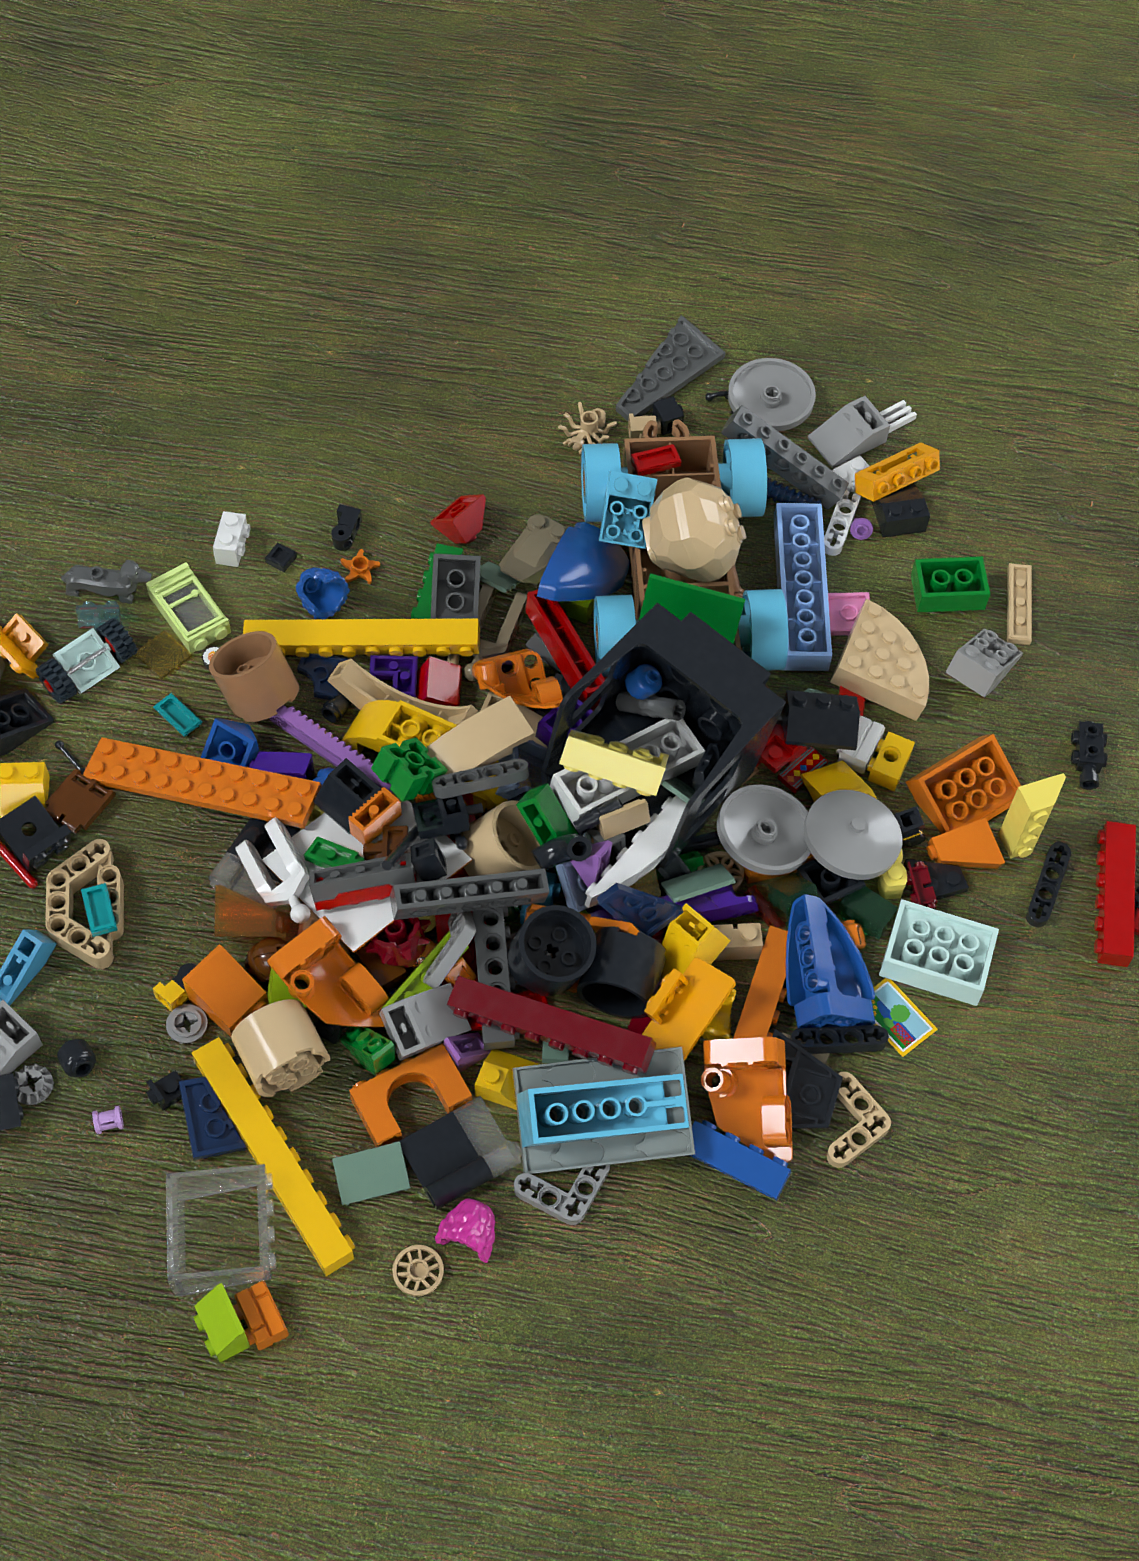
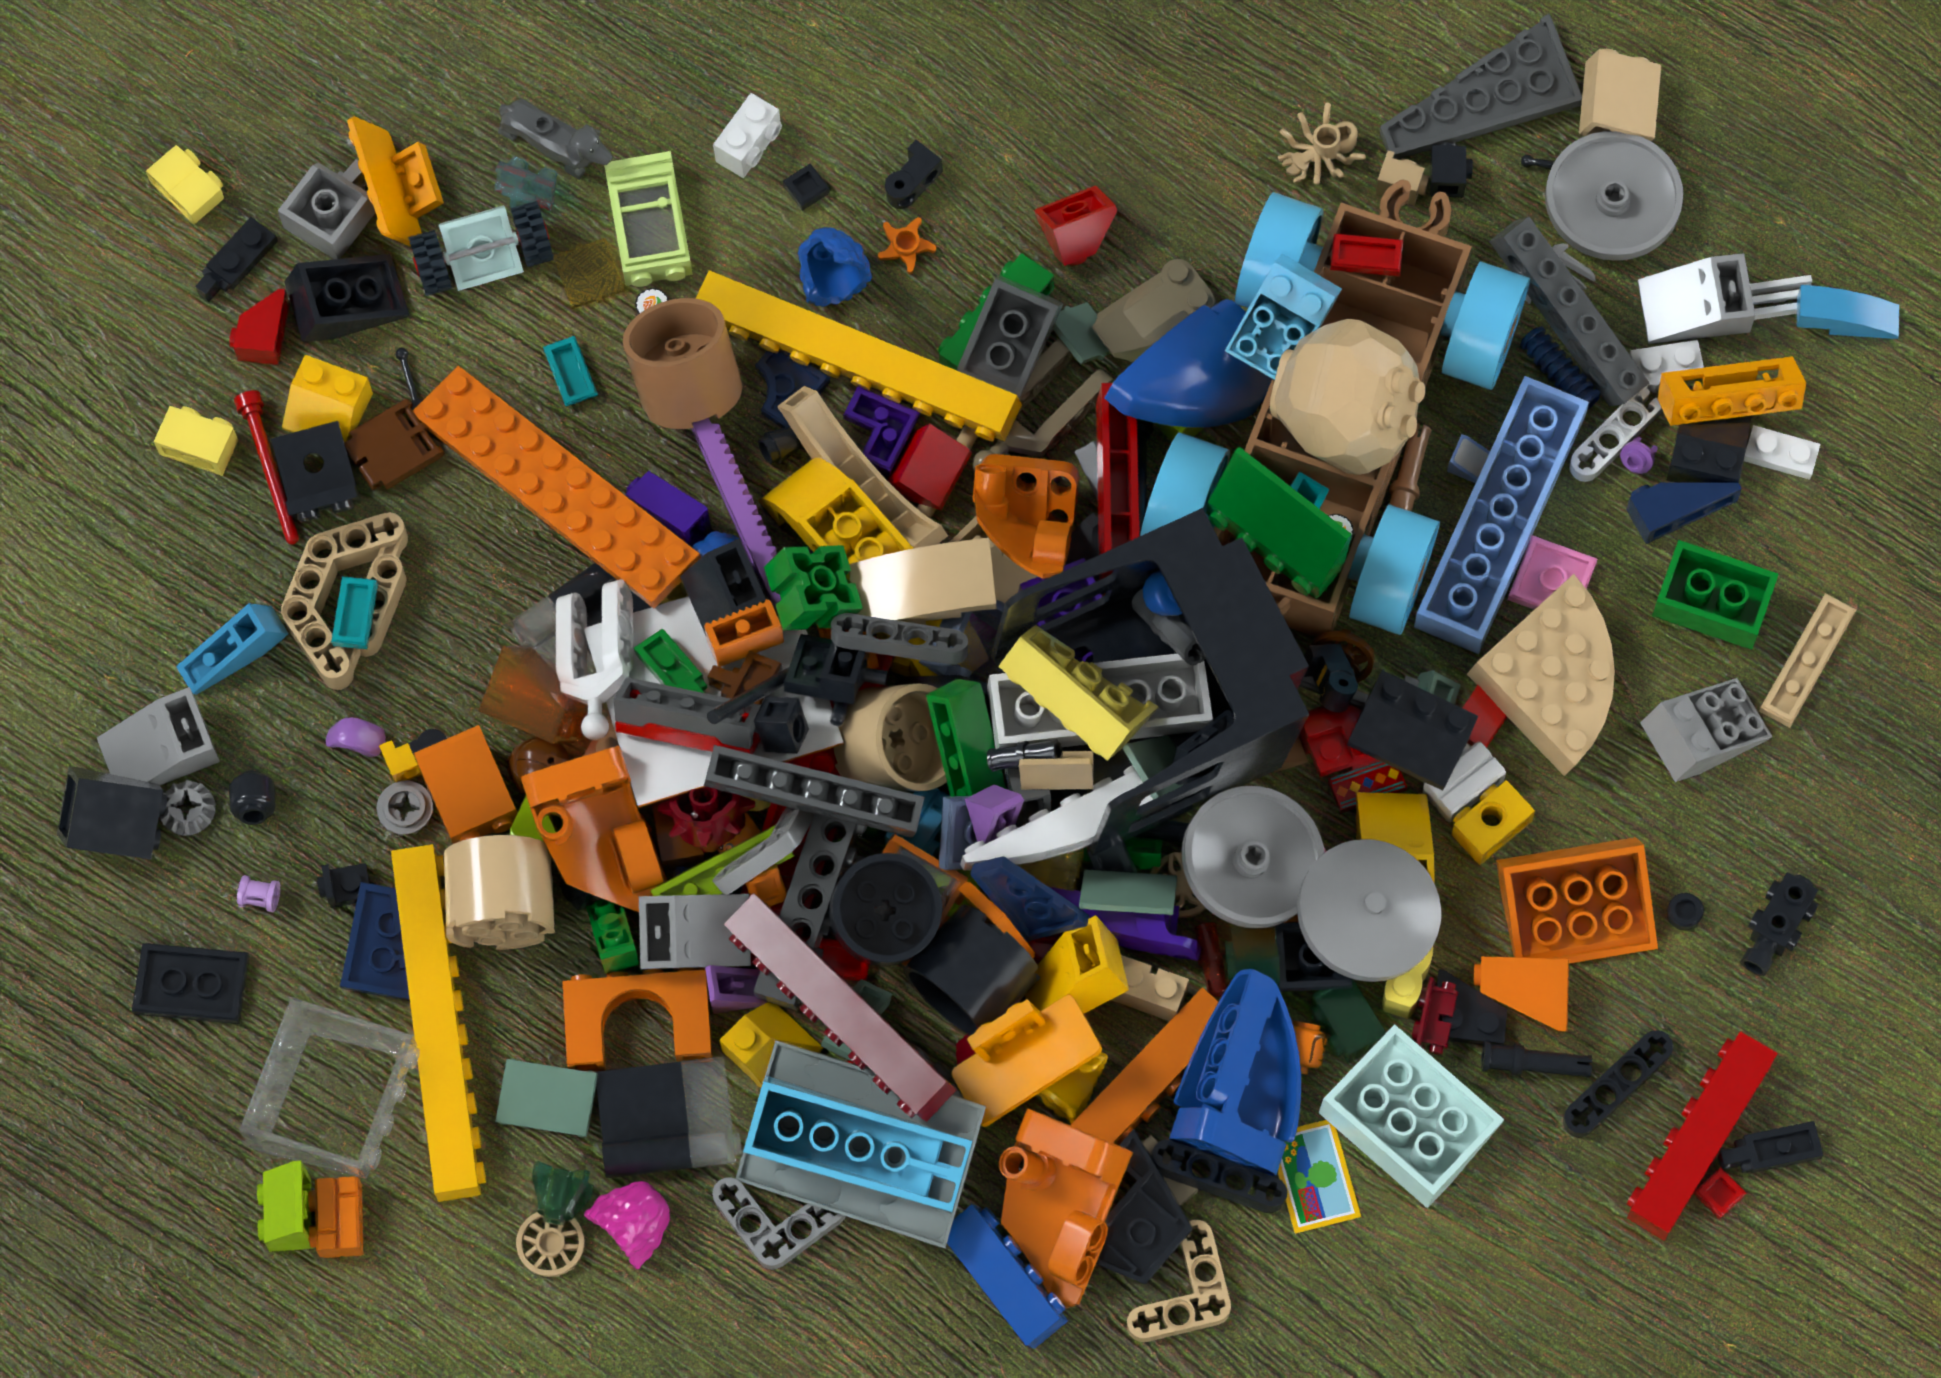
camera: 30 degrees right, 10 degrees up
(83, 1200) = (190, 983): none -> black tile
(132, 990) = (356, 736): none -> medium lavender hair
(231, 743) = (616, 446): blue slope -> none
(411, 1231) = (560, 1192): none -> clear green brick
(562, 849) = (958, 780): black cylinder -> none
(745, 341) = (1620, 94): none -> tan brick
(764, 565) = (1468, 459): none -> white slope
(898, 545) = (1674, 505): none -> dark blue slope
(911, 826) = (1462, 928): black leg -> none
(934, 412) = (1846, 312): none -> dark azure slope
(943, 497) = (1781, 452): none -> white plate
(983, 893) = (1519, 1059): none -> black pin
(1029, 815) = (1628, 984): light yellow slope -> none
(1030, 769) = (1685, 911): none -> black tile

